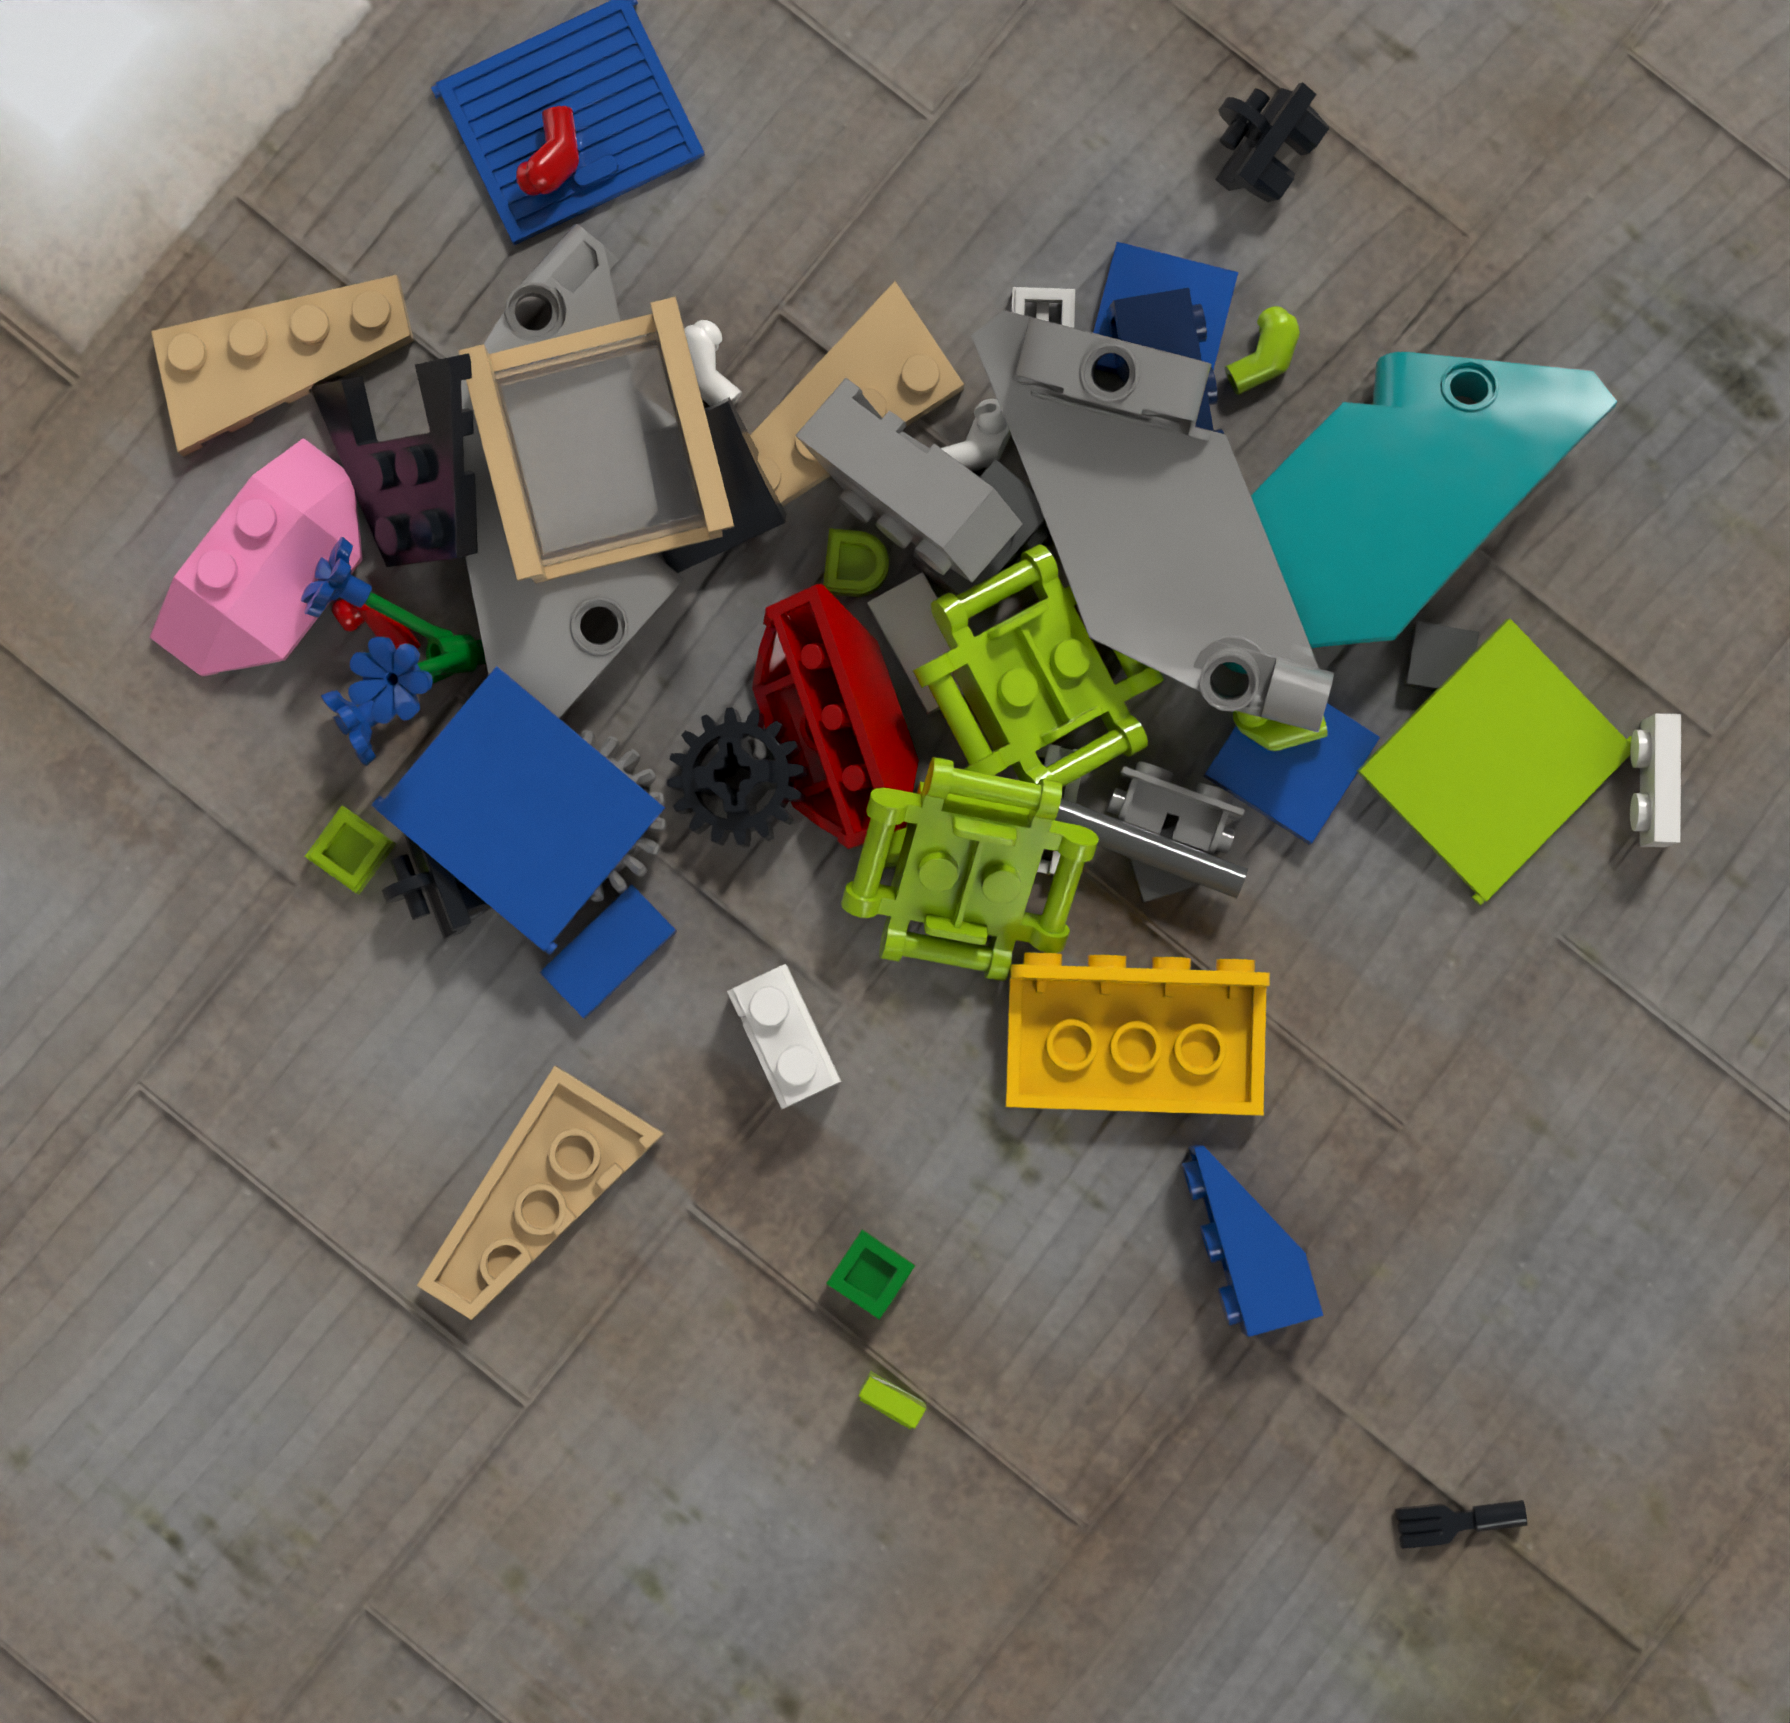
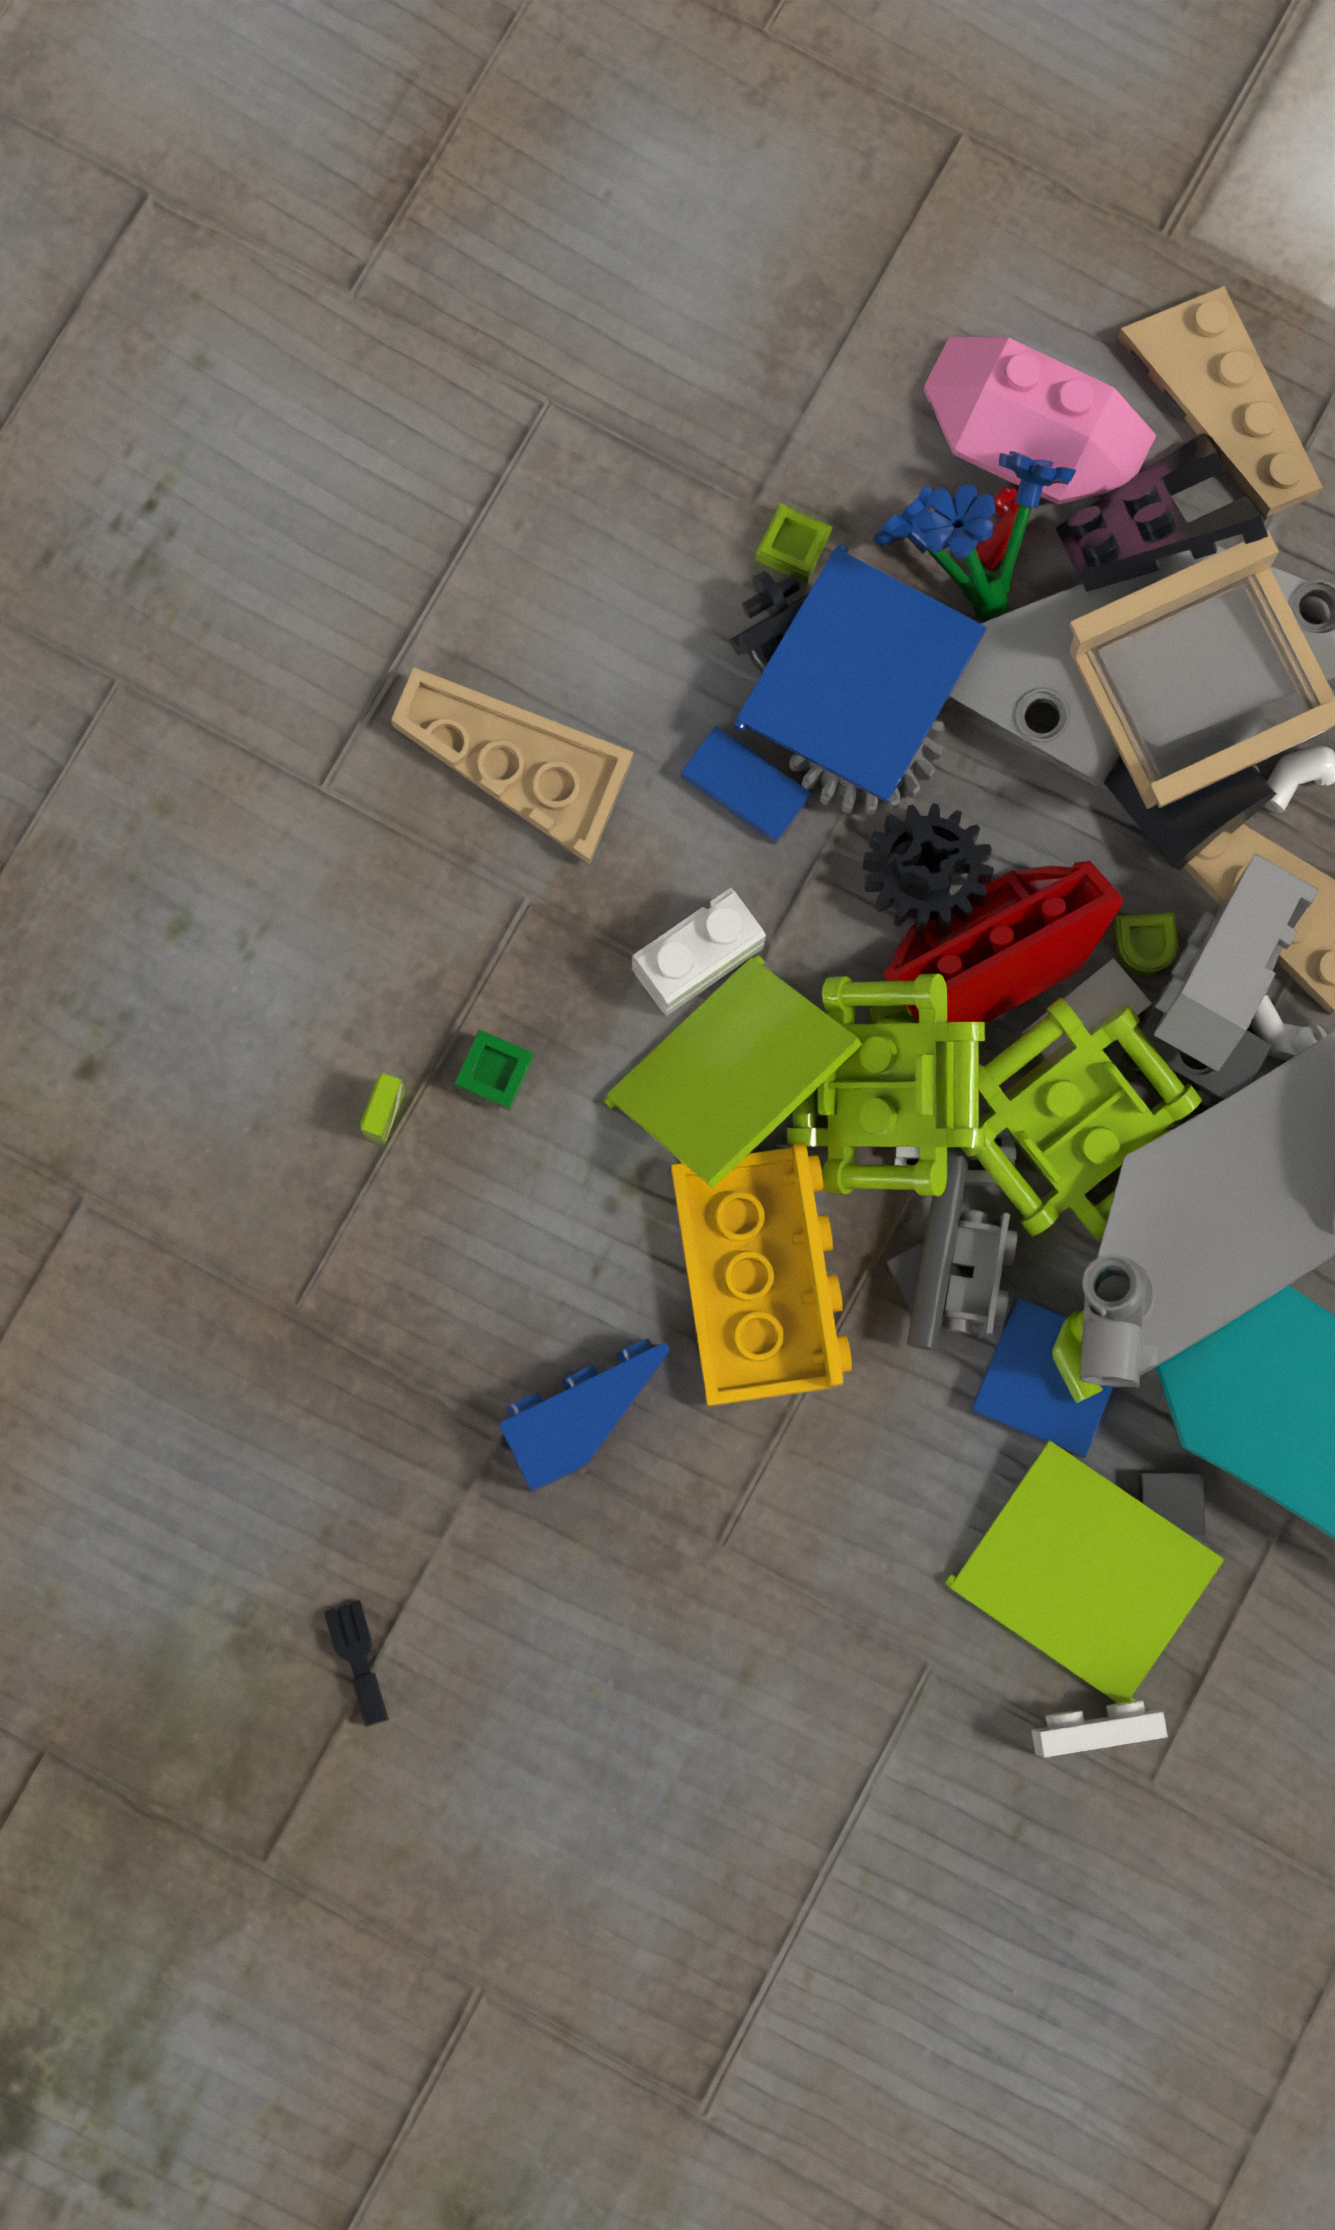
camera: 70 degrees right, 5 degrees down
(922, 1025) = (733, 1071): none -> lime piece

